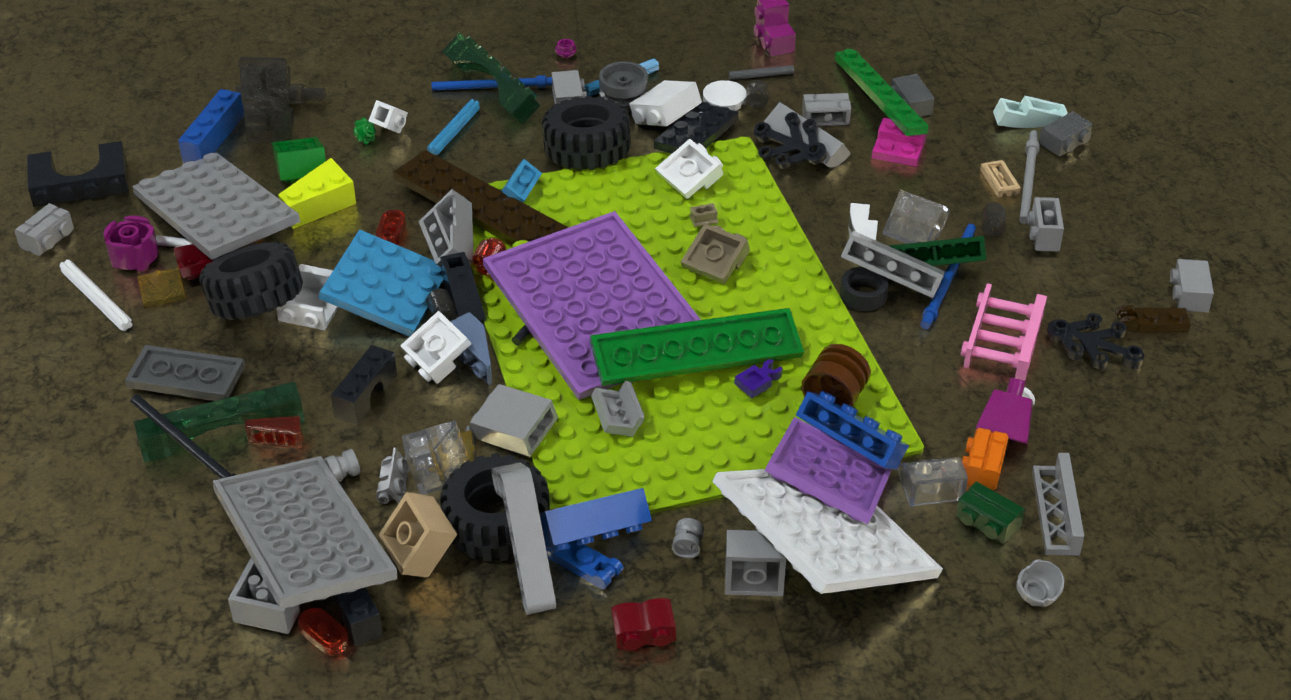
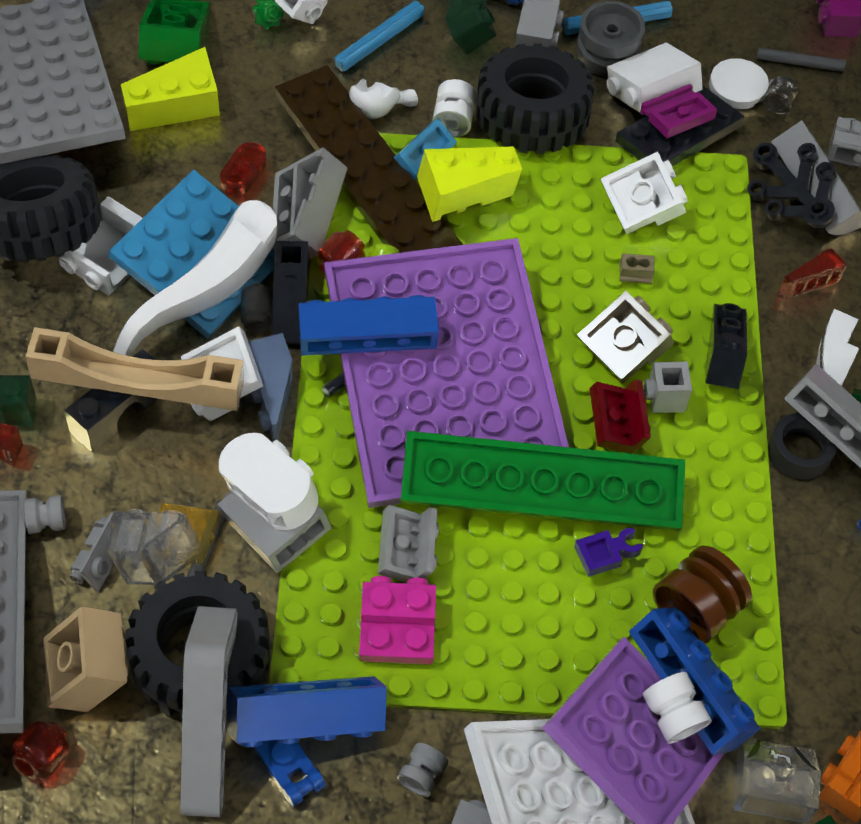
camera: 15 degrees right, 15 degrees up
(327, 356) = (72, 361): none -> tan arch
(403, 292) = (213, 279): none -> white animal
(407, 602) = (40, 750): none -> clear red head
(474, 163) = (380, 98): none -> white hair
(504, 391) = (269, 480): none -> white brick
(531, 149) = (455, 106): none -> white wheel
(533, 284) = (368, 325): none -> blue brick
(560, 187) = (467, 176): none -> neon yellow wedge
(631, 456) = (397, 621): none -> dark pink plate
(692, 115) = (678, 111): none -> magenta plate
(733, 297) = (620, 416): none -> dark red bracket
(759, 273) = (668, 387): none -> light grey brick
(787, 242) = (727, 346): none -> black slope
(827, 190) = (815, 274): none -> clear red slope
(850, 442) = (678, 711): none -> white wheel

